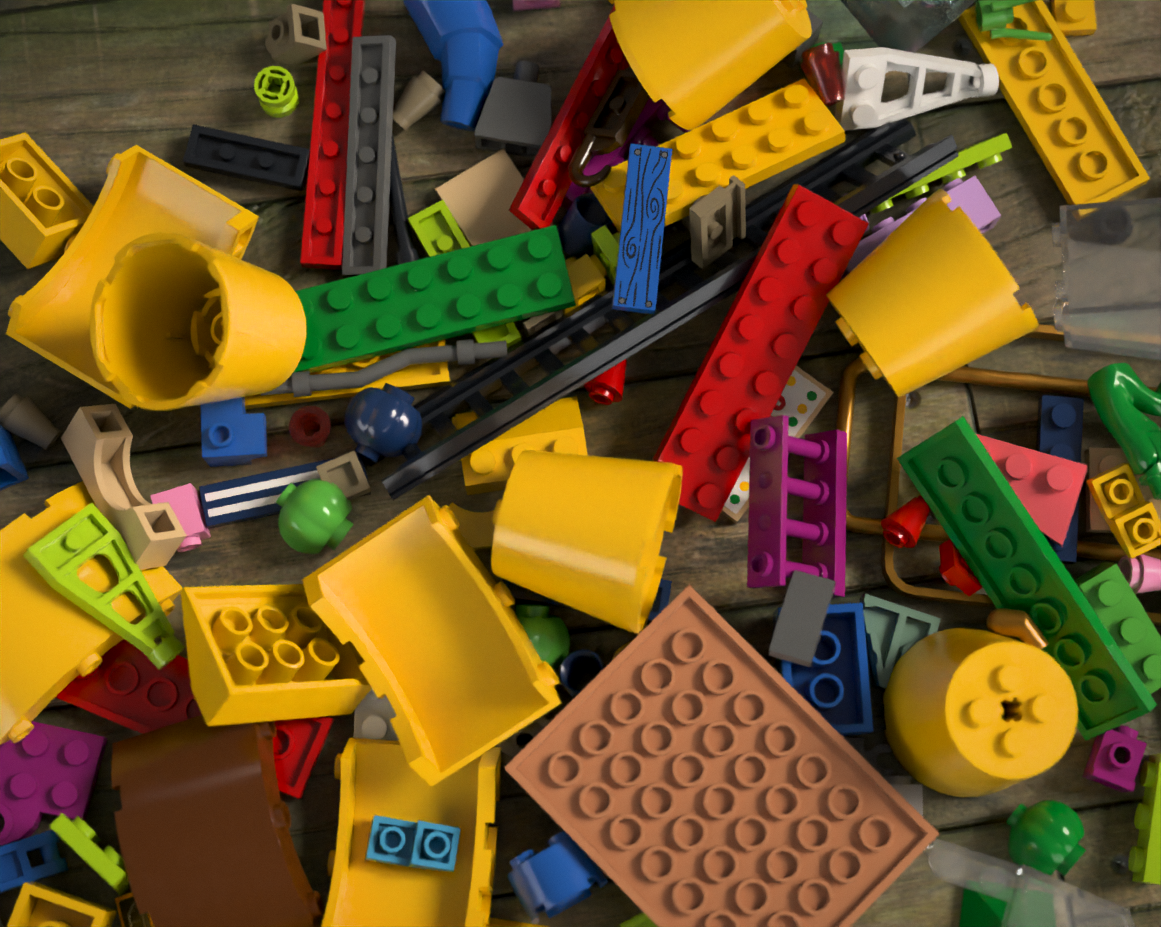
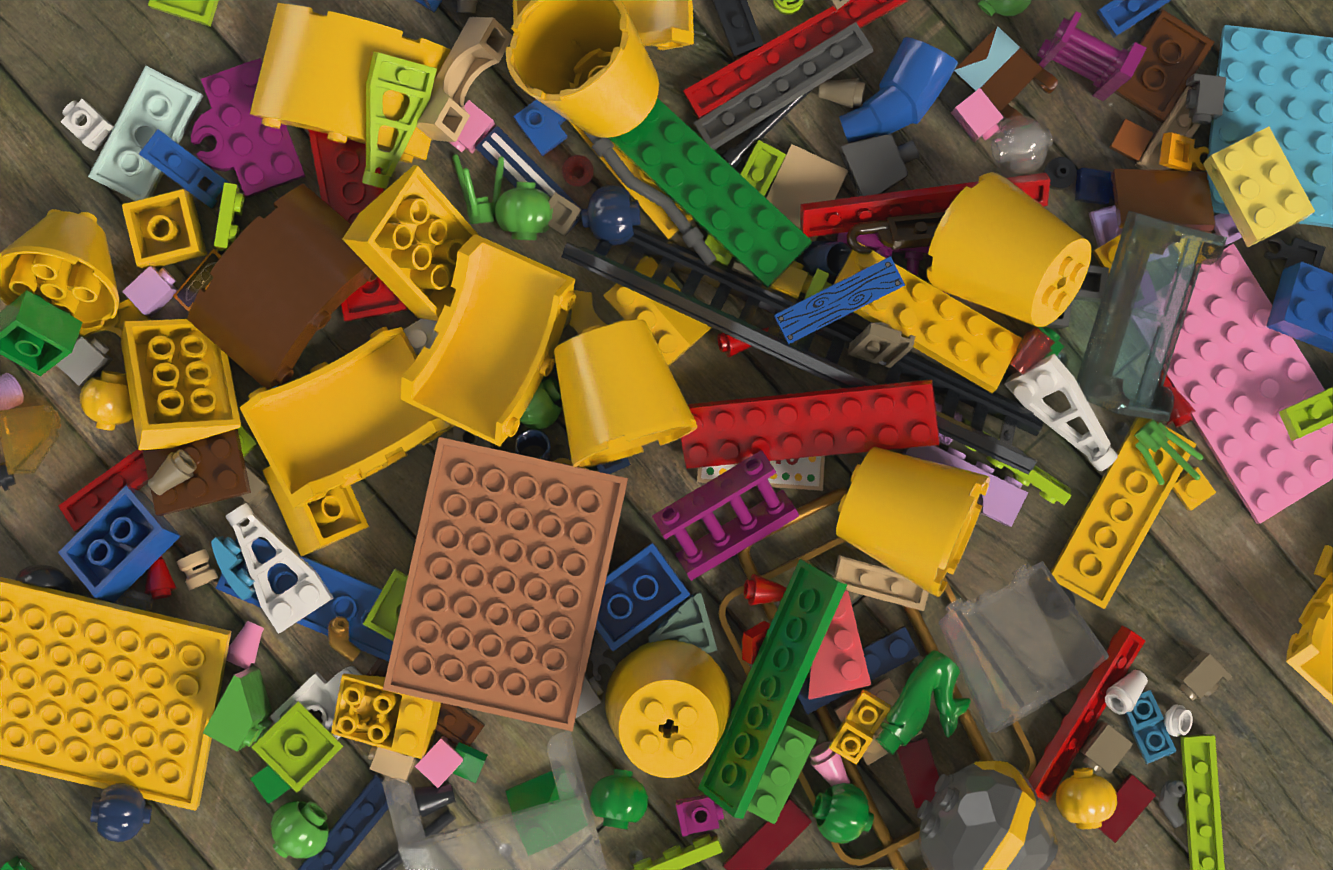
camera: 65 degrees right, 10 degrees up
(276, 565) = (479, 208): none -> bright green plant
(413, 844) = (362, 409): dark azure slope -> none
(554, 877) = (395, 509): blue brick -> none
(802, 618) = (653, 562): dark grey slope -> none
(979, 388) = (879, 583): none -> tan tile
(1015, 624) = (739, 700): pearl gold arm -> none

